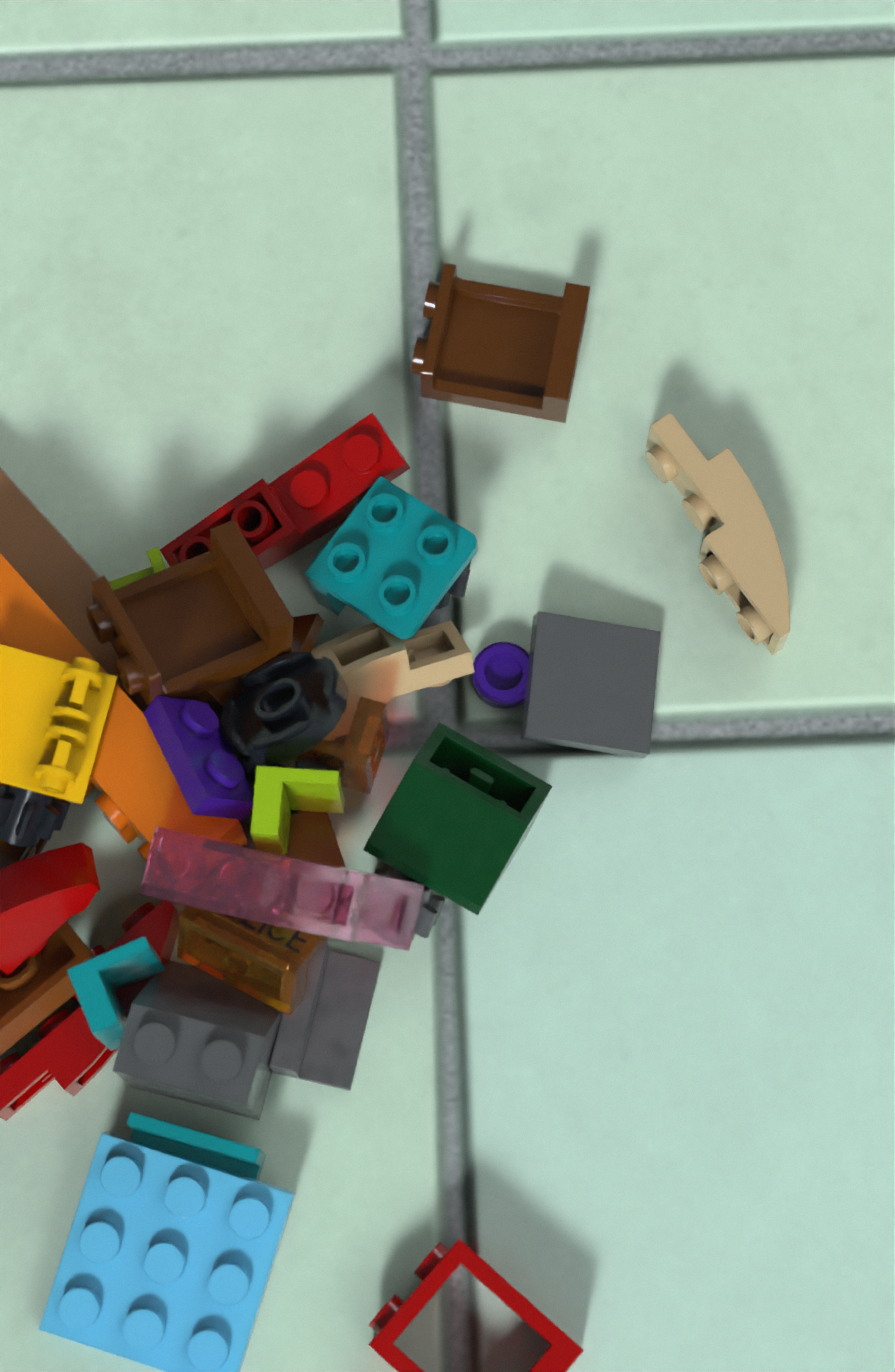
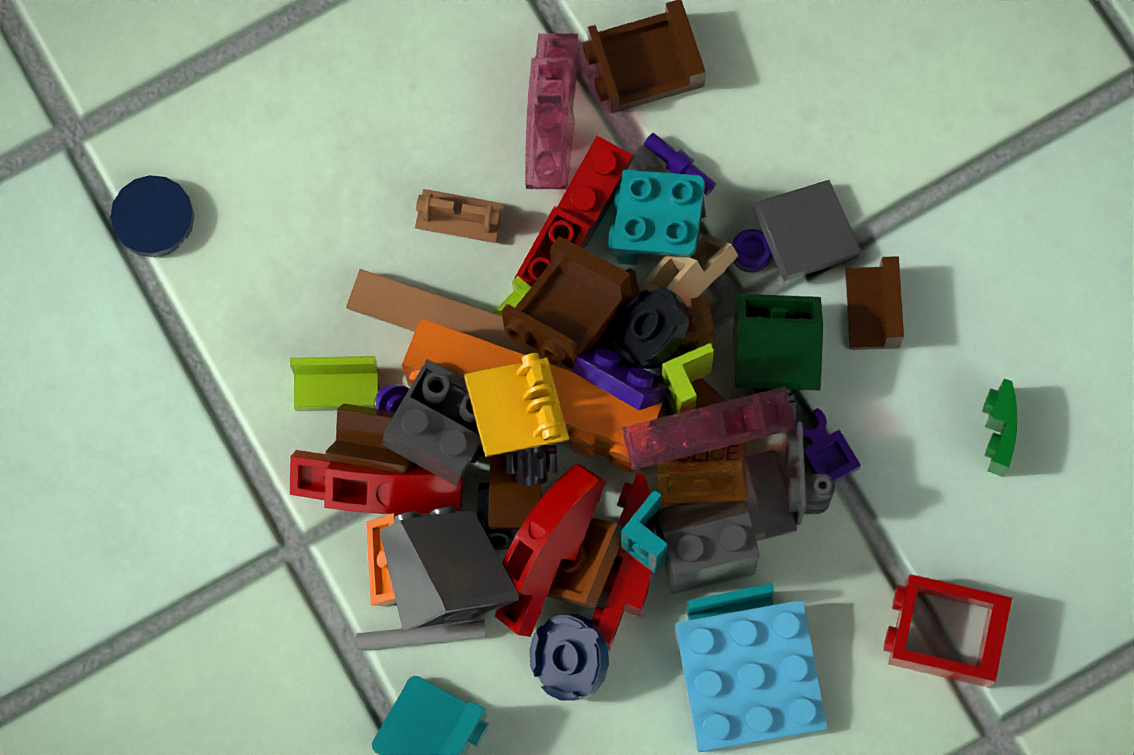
camera: 25 degrees left, 0 degrees up
(139, 429) = (458, 215): none -> medium nougat hinge
(331, 351) = (550, 111): none -> clear pink slope
(374, 1044) = (806, 492): none -> dark grey hinge
(447, 1009) = (826, 452): none -> dark purple plate
(471, 508) = (677, 161): none -> dark purple bar
(626, 836) = (875, 306): none -> reddish brown panel
(716, 1083) = (1002, 418): none -> green slope
(742, 548) = (850, 106): tan slope -> none

